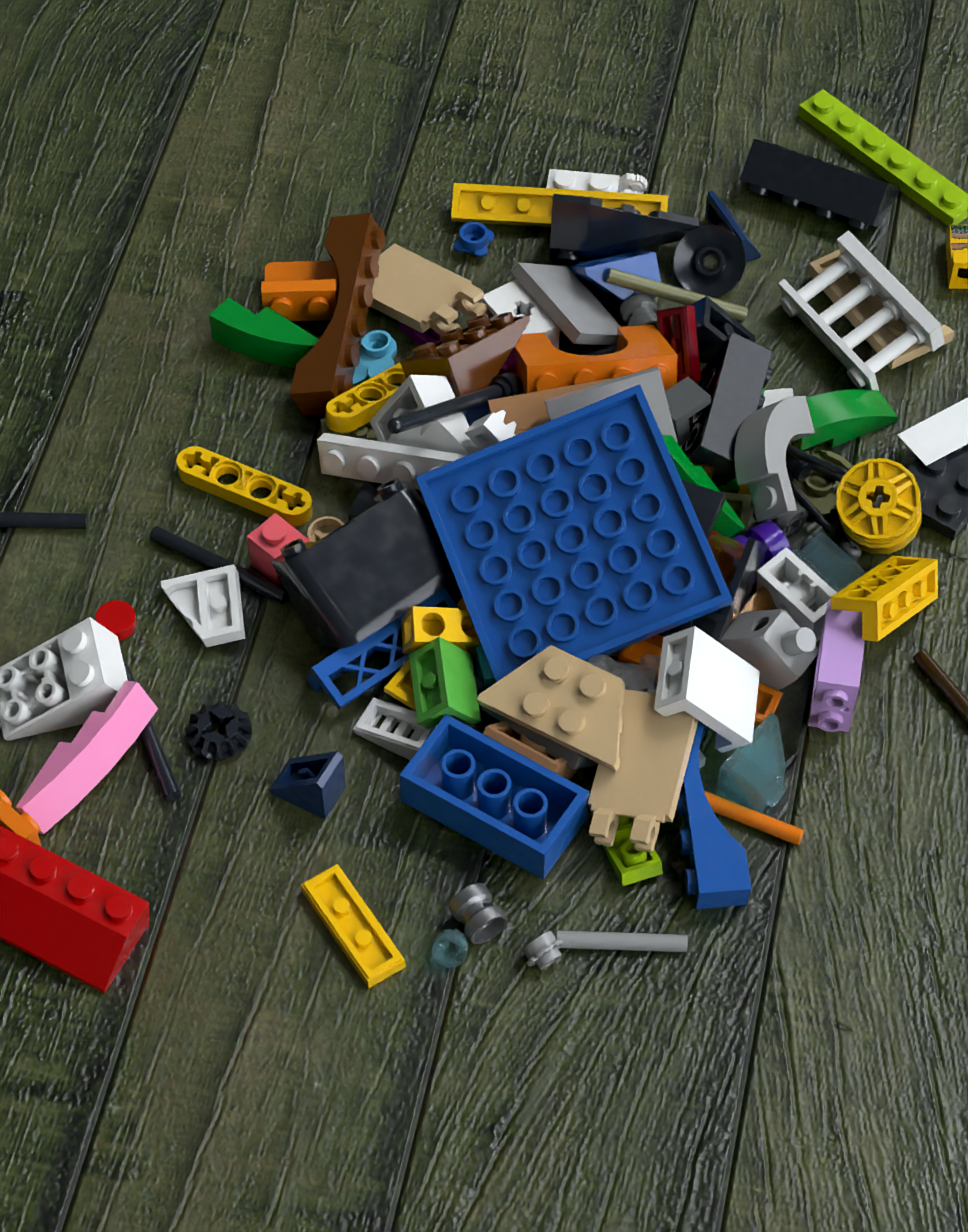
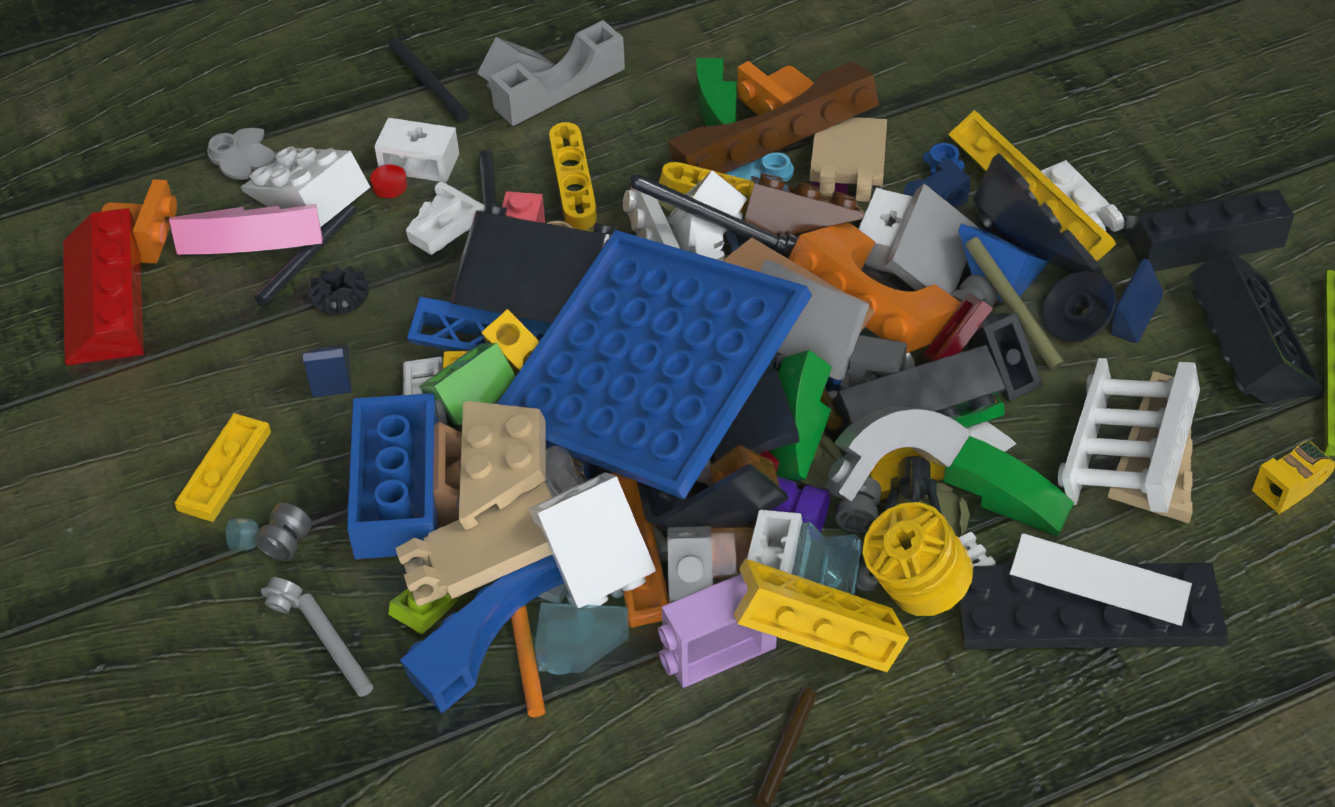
camera: 55 degrees right, 5 degrees down
(73, 449) = (505, 53): none -> light grey slope
(104, 574) = (418, 148): none -> white brick
(119, 444) = (591, 58): none -> light grey arch
(504, 254) = (947, 182): none -> dark blue leg
(696, 137) = (1203, 228): none -> black slope

